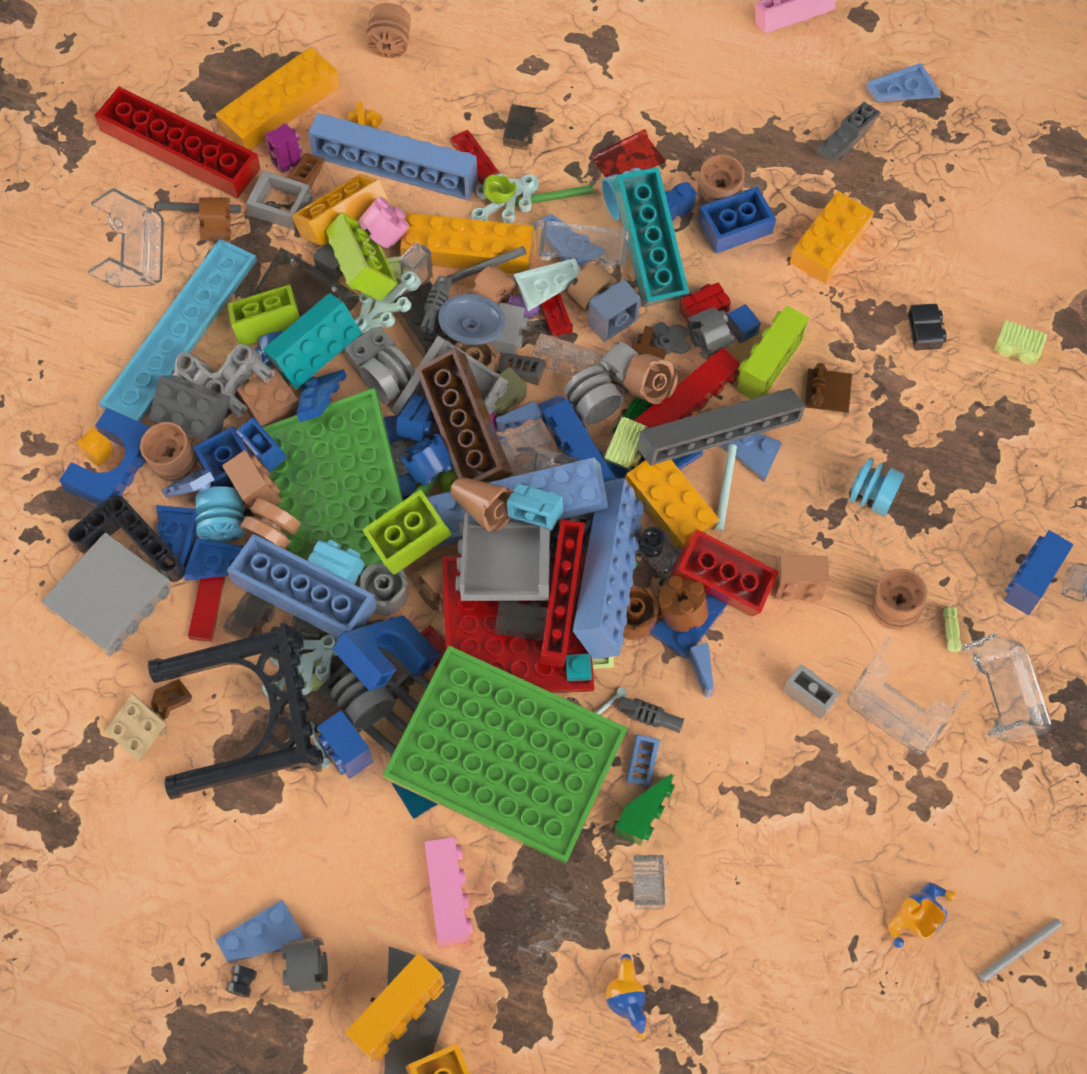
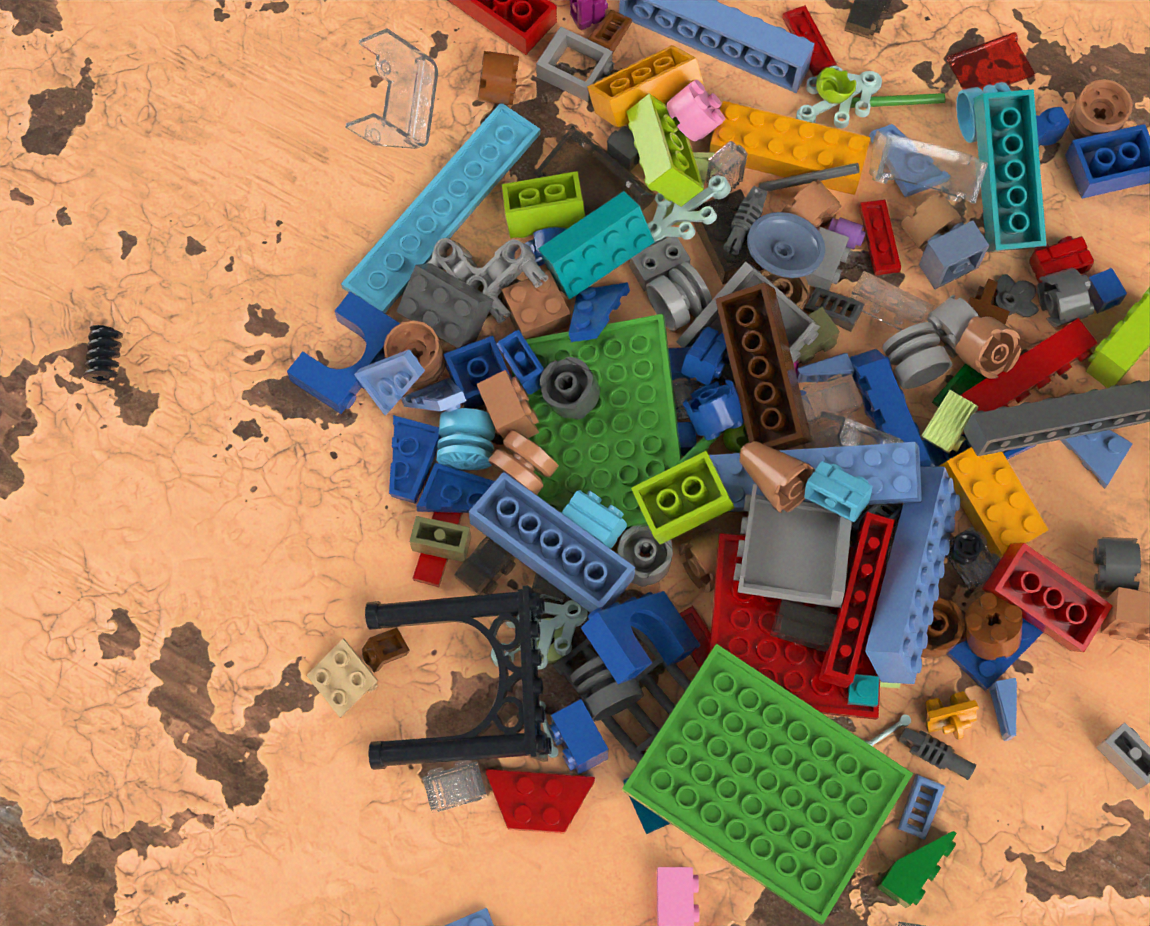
camera: 10 degrees right, 5 degrees up
(95, 447) = (331, 336): light orange brick -> none
(108, 594) = (327, 514): light grey panel -> none
(114, 519) = (368, 446): black beam -> none
(148, 473) = (390, 378): none -> medium blue wing
(181, 206) = (469, 58): dark grey bar -> none
(207, 598) = (440, 539): none -> olive brick
(243, 802) = (454, 786): none -> clear brick
(303, 458) = (583, 387): none -> dark grey brick
(317, 804) = (538, 799): none -> red wing
(546, 281) = (877, 208): light aqua wing -> none
(659, 683) = (951, 718): none -> light orange hips
(725, 488) = (1059, 488): light aqua bar -> none
(778, 538) = (1118, 563): none -> dark grey brick

